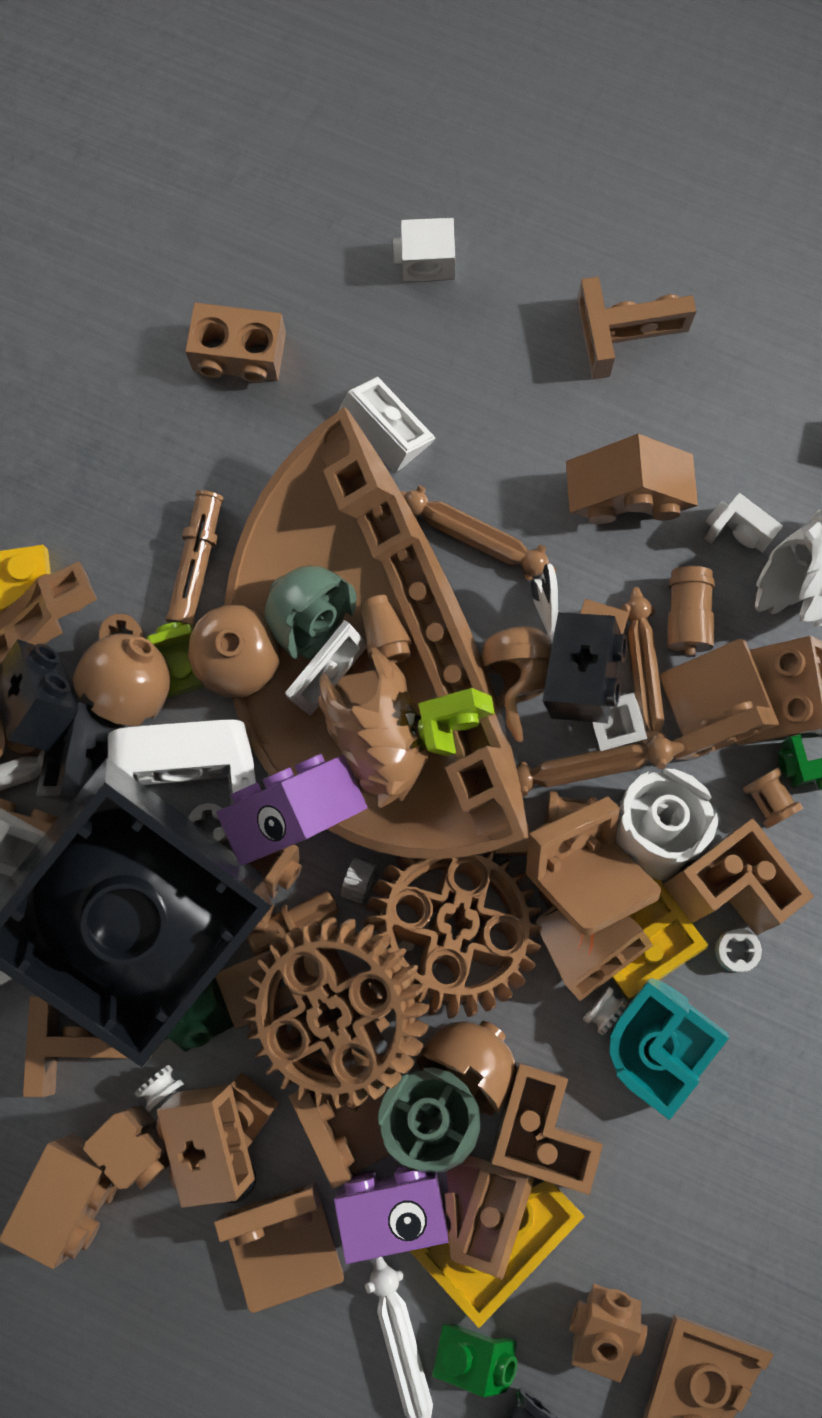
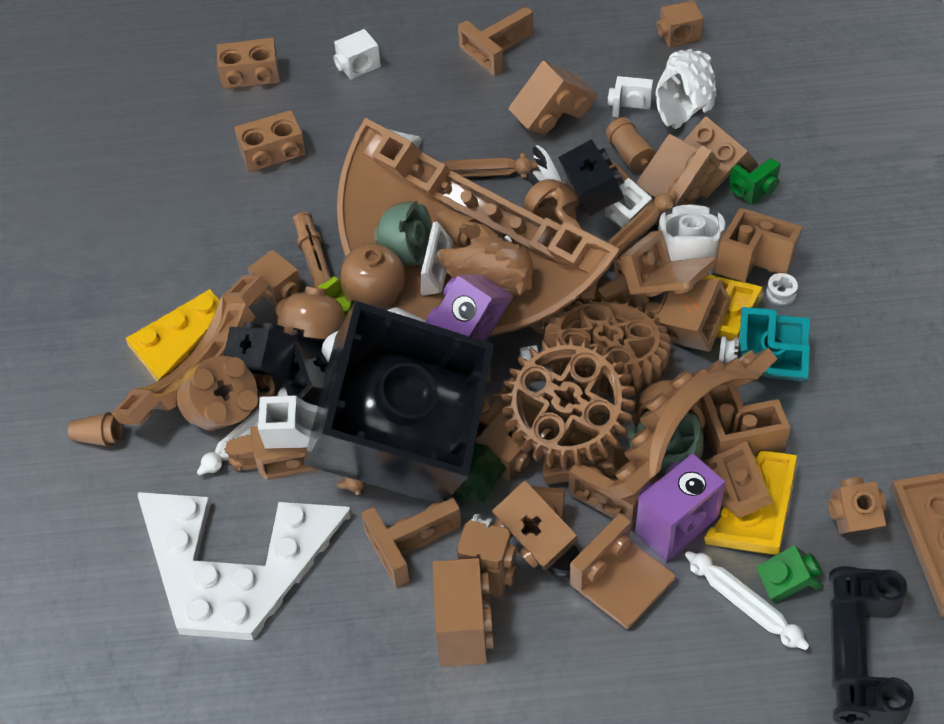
camera: 30 degrees left, 25 degrees down
(125, 577) = (279, 274): none -> medium nougat brick
(283, 179) = (247, 63): none -> medium nougat brick
(449, 713) = (531, 223): lime bracket -> none
(461, 1111) = (669, 409): none -> medium nougat piece
(772, 798) = (736, 199): medium nougat bush -> none

